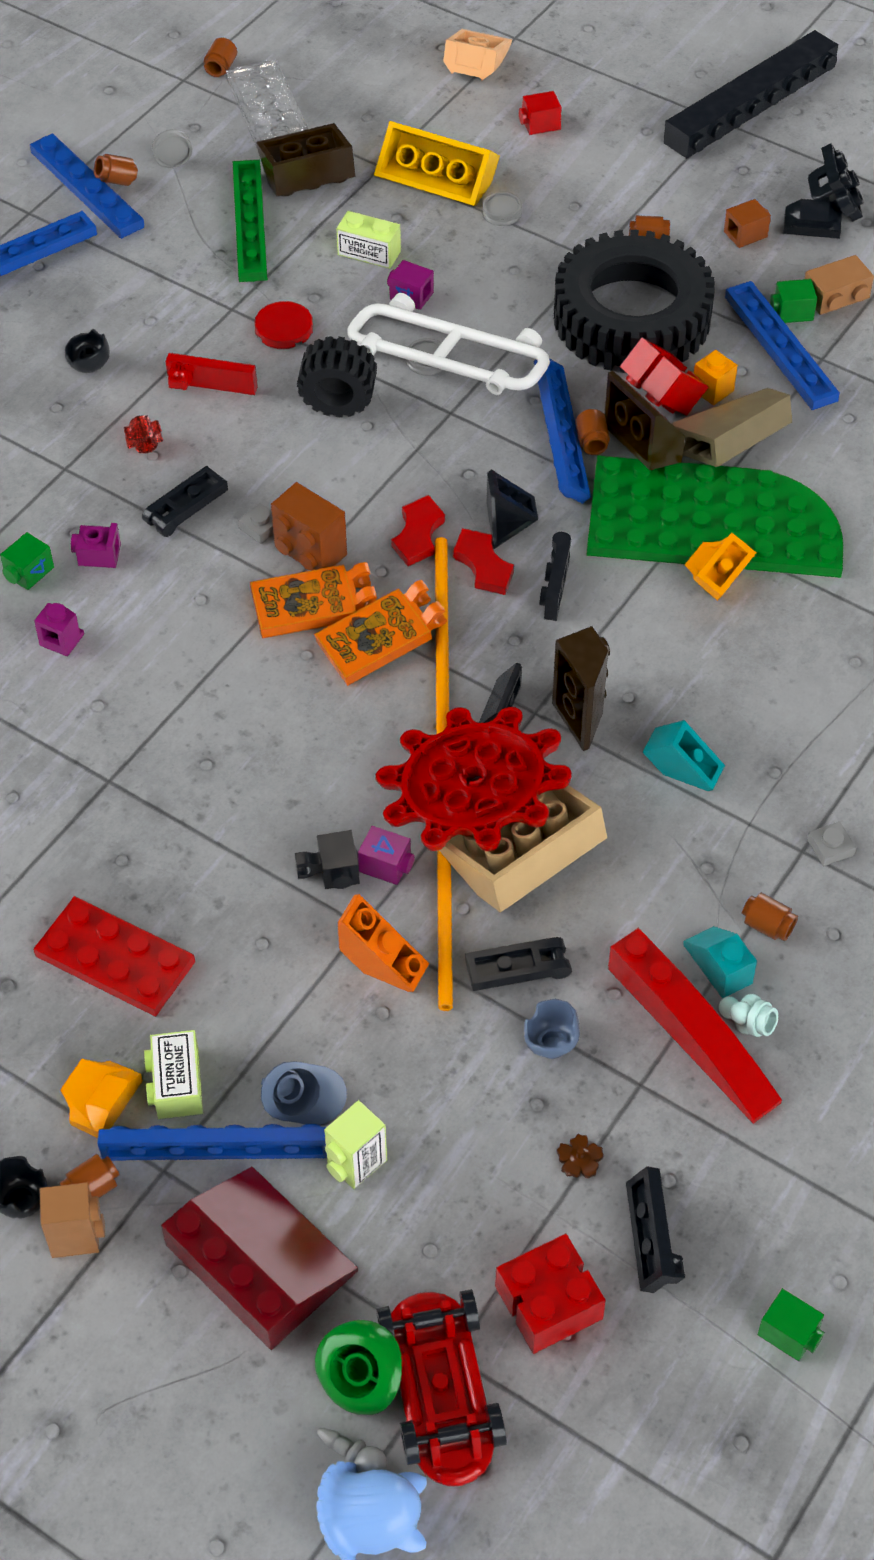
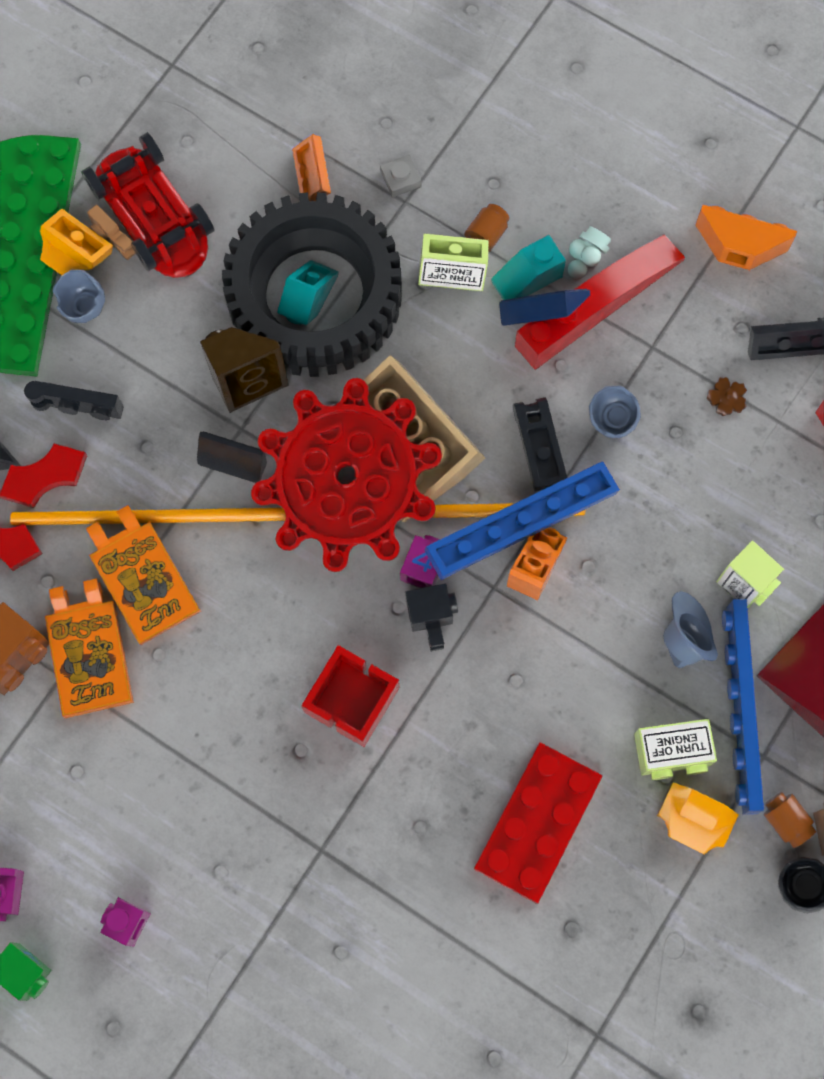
camera: 90 degrees left, 20 degrees up
(253, 791) = (351, 697): none -> red piece
(425, 933) = (521, 520): none -> blue plate
(665, 576) = (79, 296): none -> sand blue hair
(668, 948) = (541, 306): none -> dark blue slope
(707, 707) = (322, 228): none -> black tyre
(721, 878) = (453, 262): none -> brick
(741, 595) = (109, 230): none -> medium nougat plate
(766, 628) = (151, 210): none -> red piece
(778, 1176) = (742, 238): none -> orange slope
(825, 760) = (311, 167): none -> orange plate

